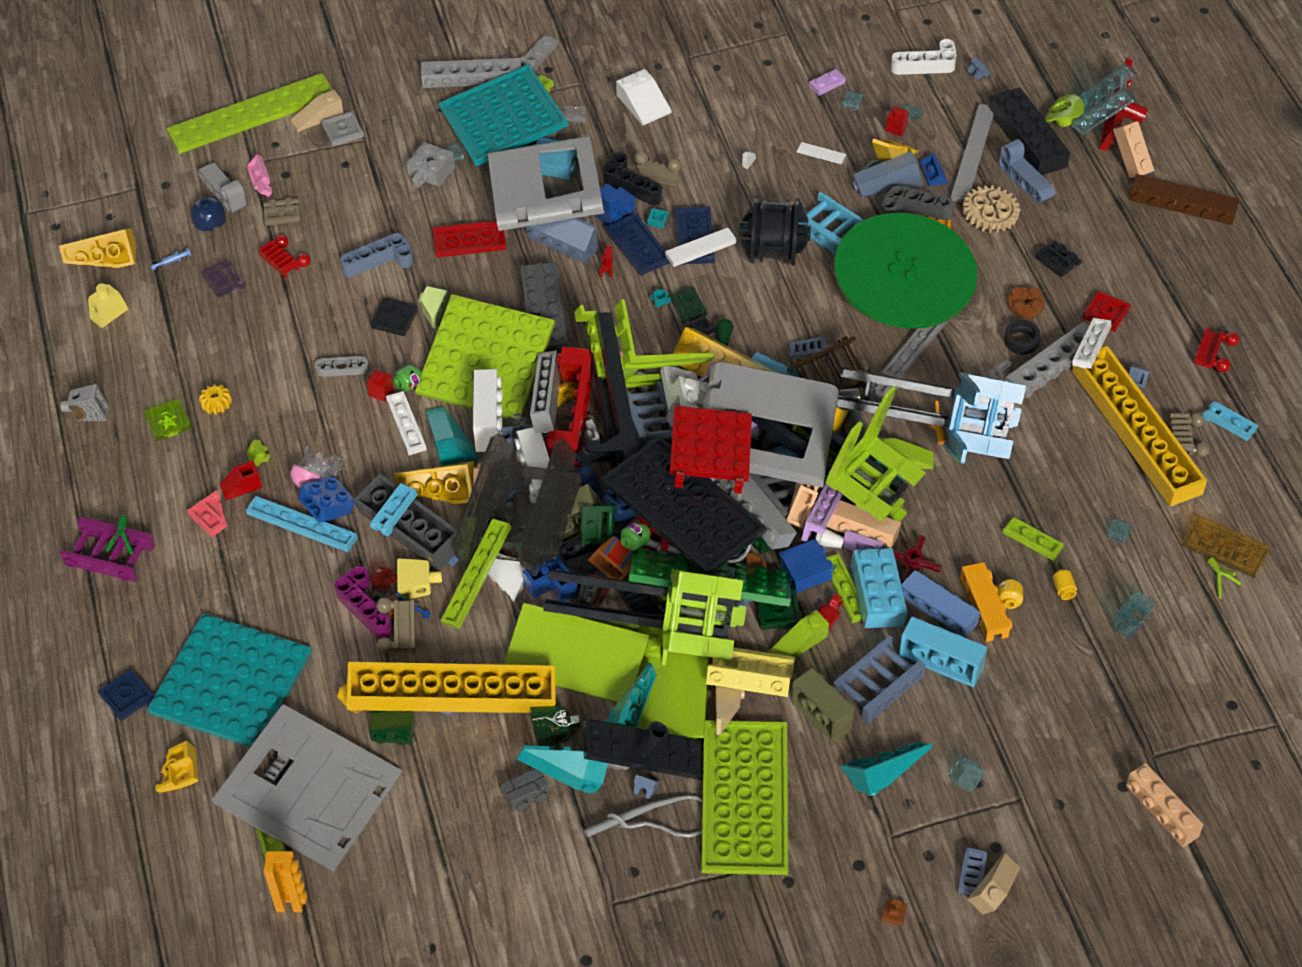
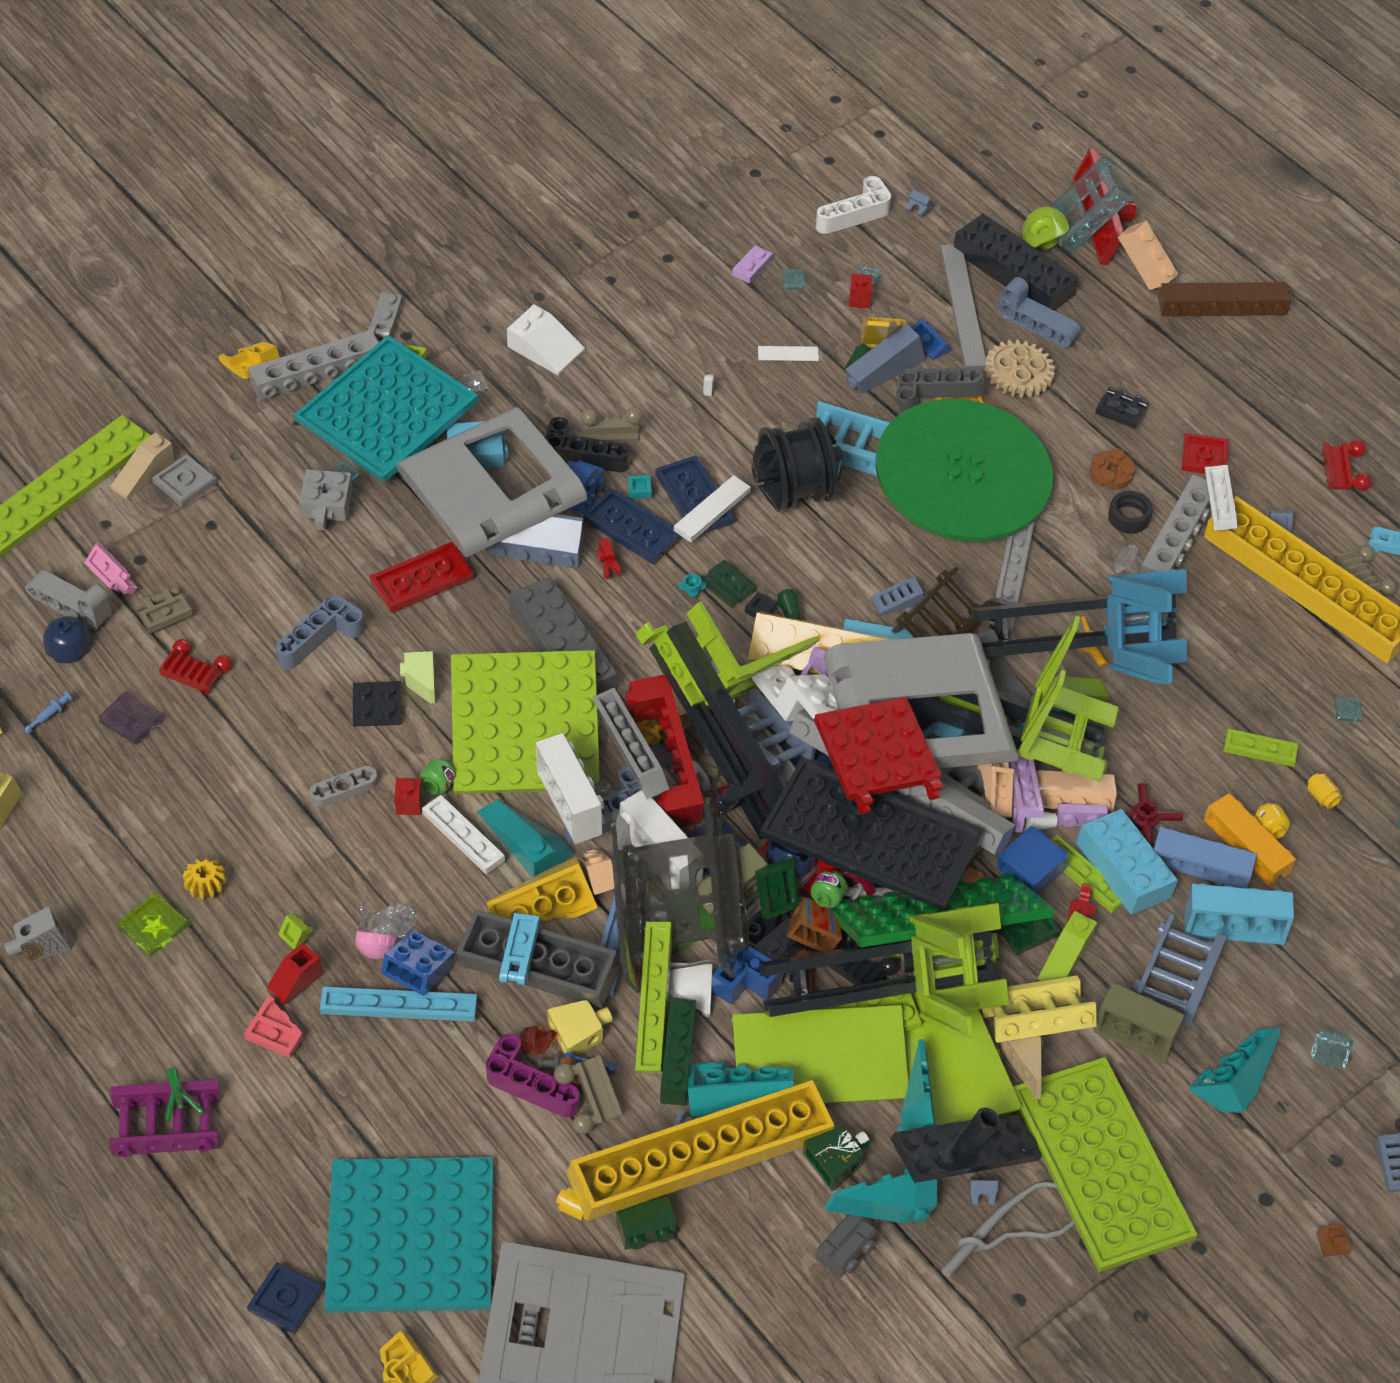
camera: 25 degrees left, 0 degrees up
(429, 55) = (249, 357): none -> yellow slope
(475, 617) = (678, 1052): none -> dark green brick
(492, 648) = (716, 1087): none -> teal wedge

